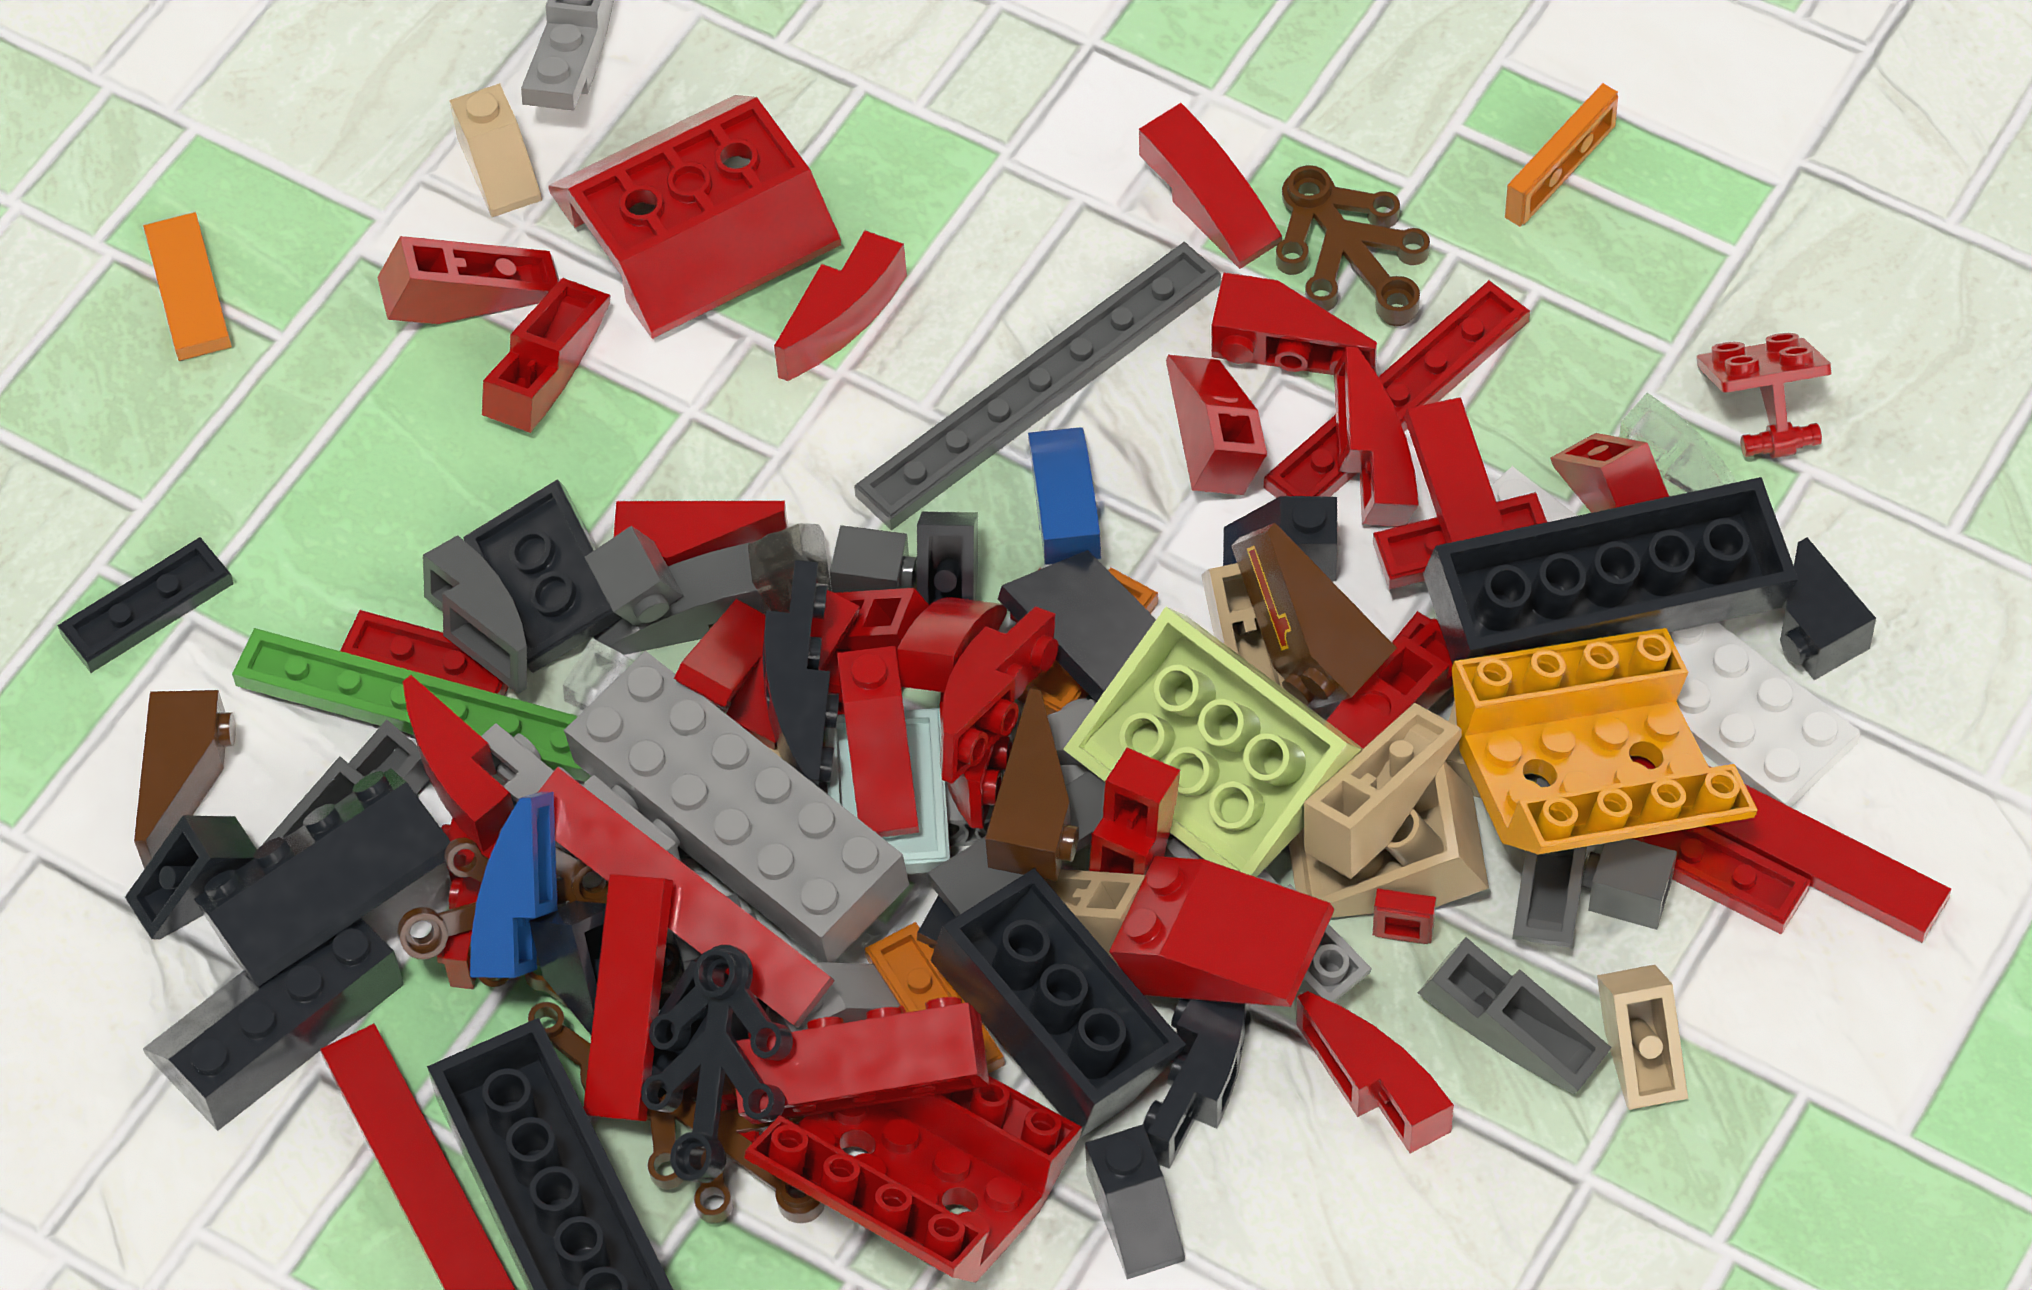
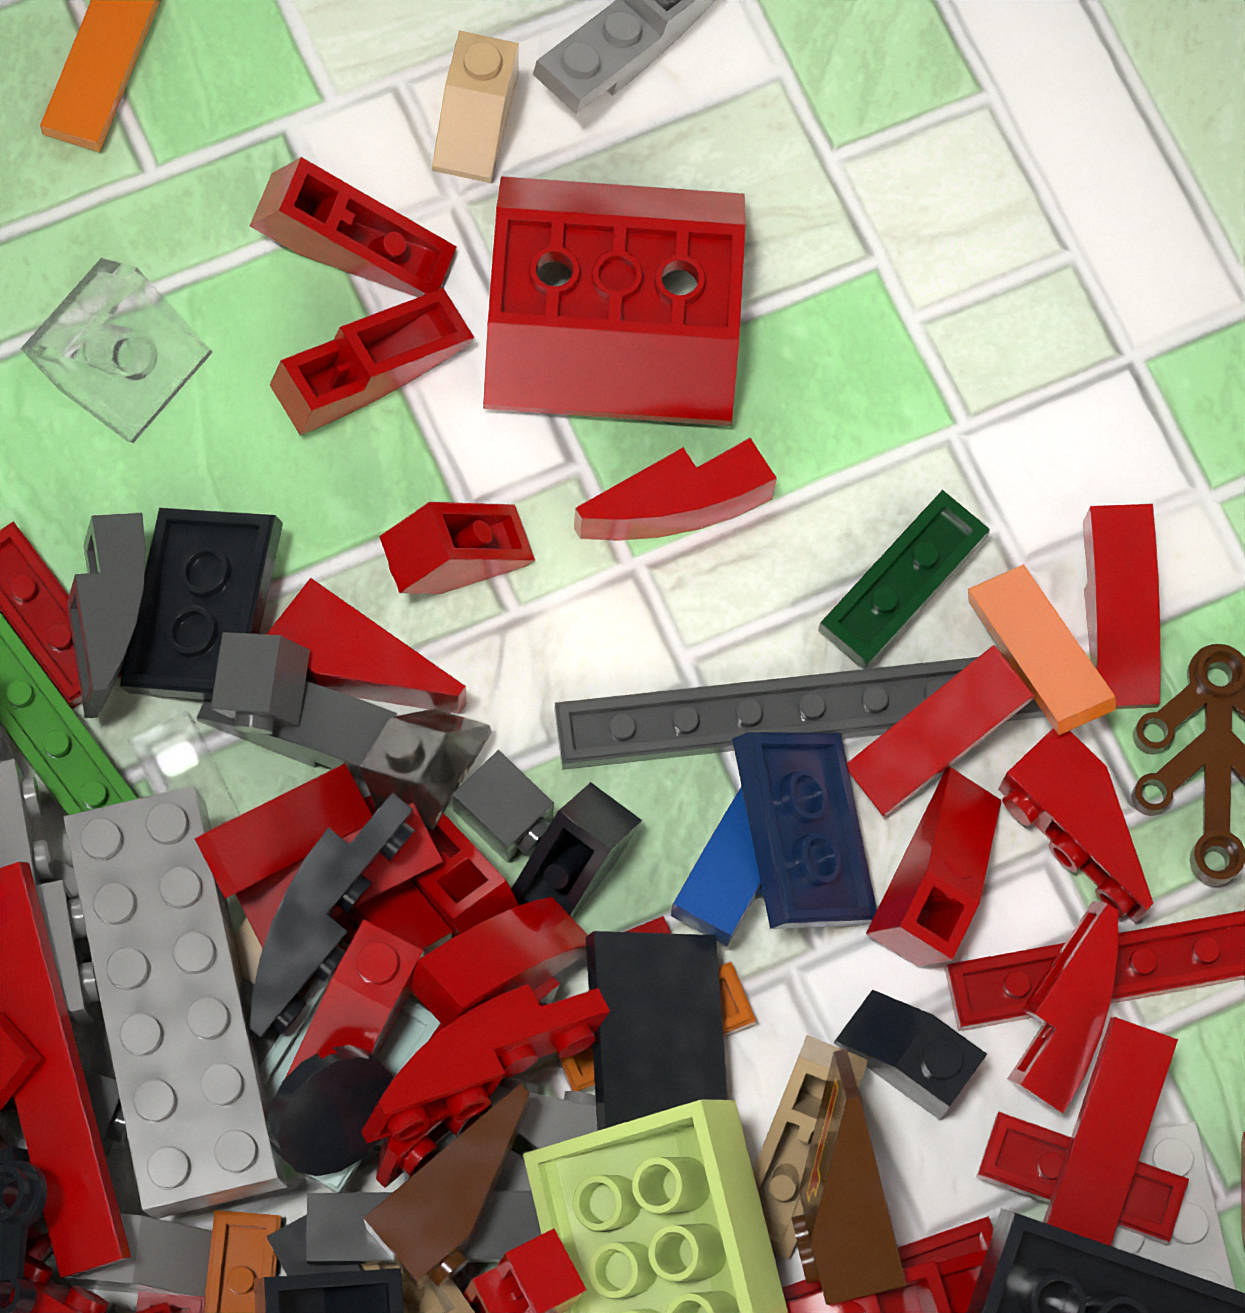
camera: 25 degrees right, 15 degrees up
(349, 452) = (117, 348): none -> clear slope
(701, 430) = (455, 546): none -> red slope
(907, 790) = (324, 1109): none -> black tile
(1042, 263) = (903, 580): none -> dark green plate
(1099, 446) = (804, 829): none -> dark blue tile
(1143, 333) = (940, 730): none -> red tile
(1174, 241) = (1041, 649): none -> orange tile

